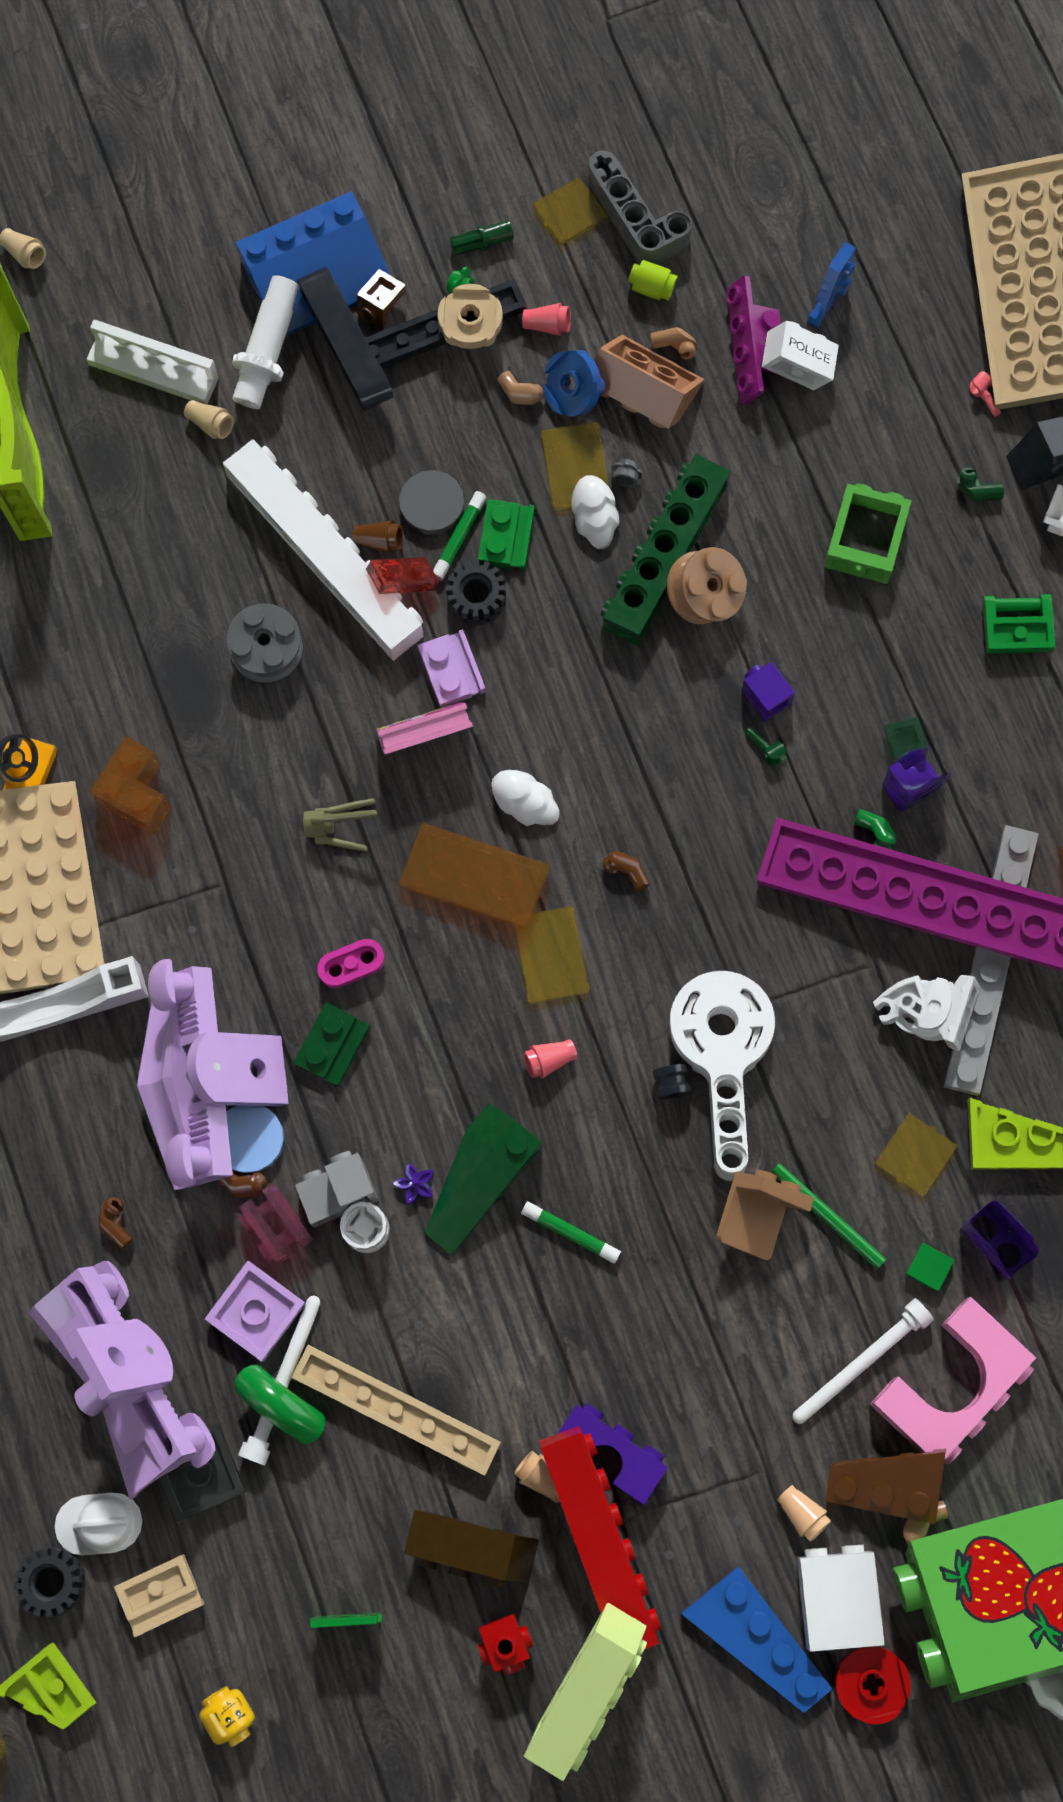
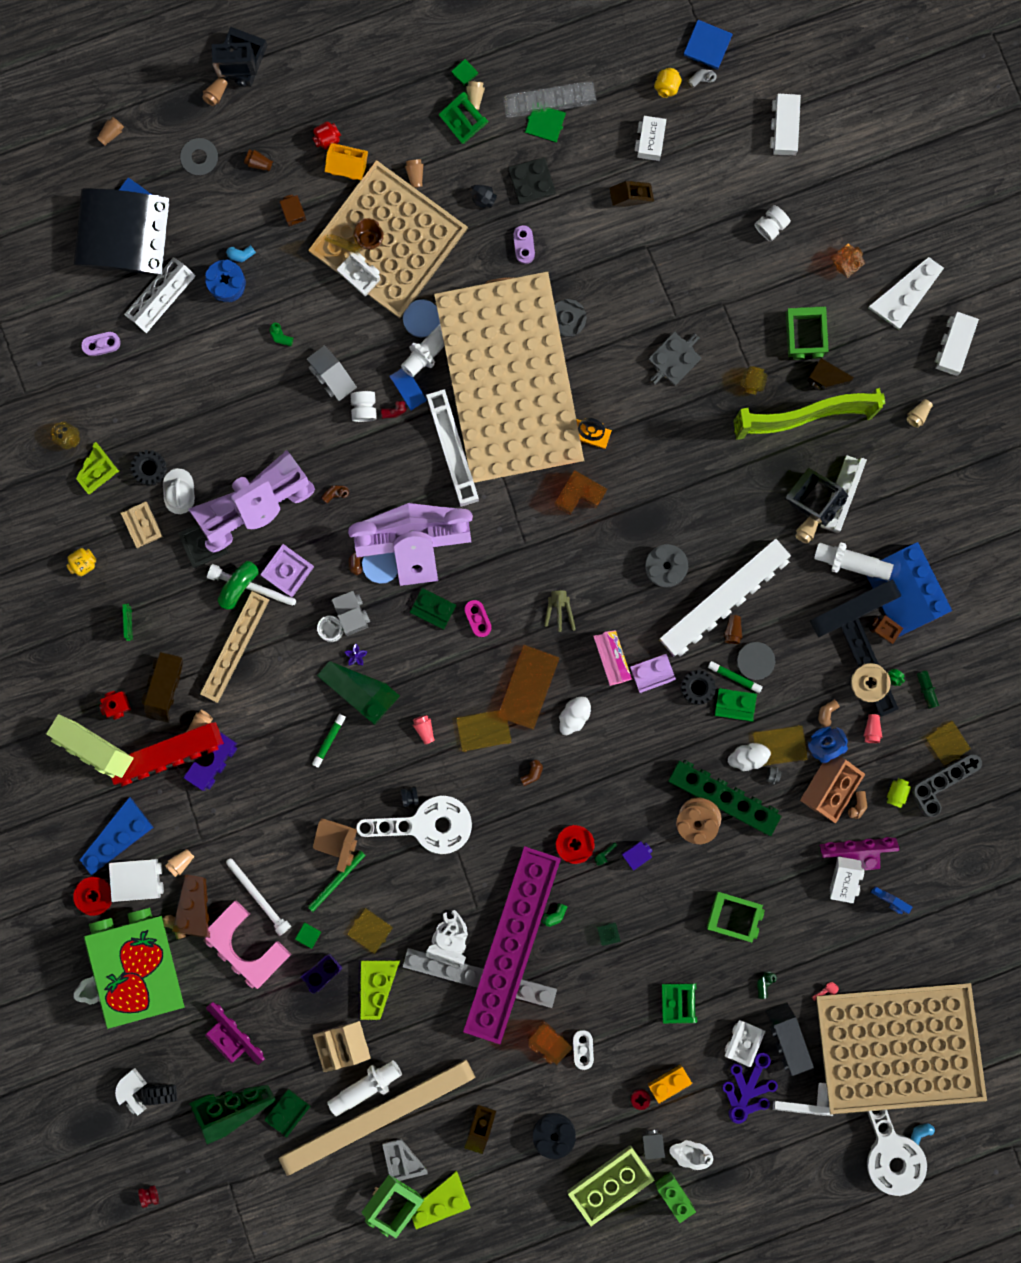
camera: 85 degrees right, 10 degrees up
(121, 403) = (805, 486): none -> black window
(273, 1245) = (336, 569): clear pink brick -> none
(402, 575) = (706, 644): clear red plate -> none
(741, 812) = (584, 850): none -> red plate
(912, 779) = (583, 938): dark purple piece -> none

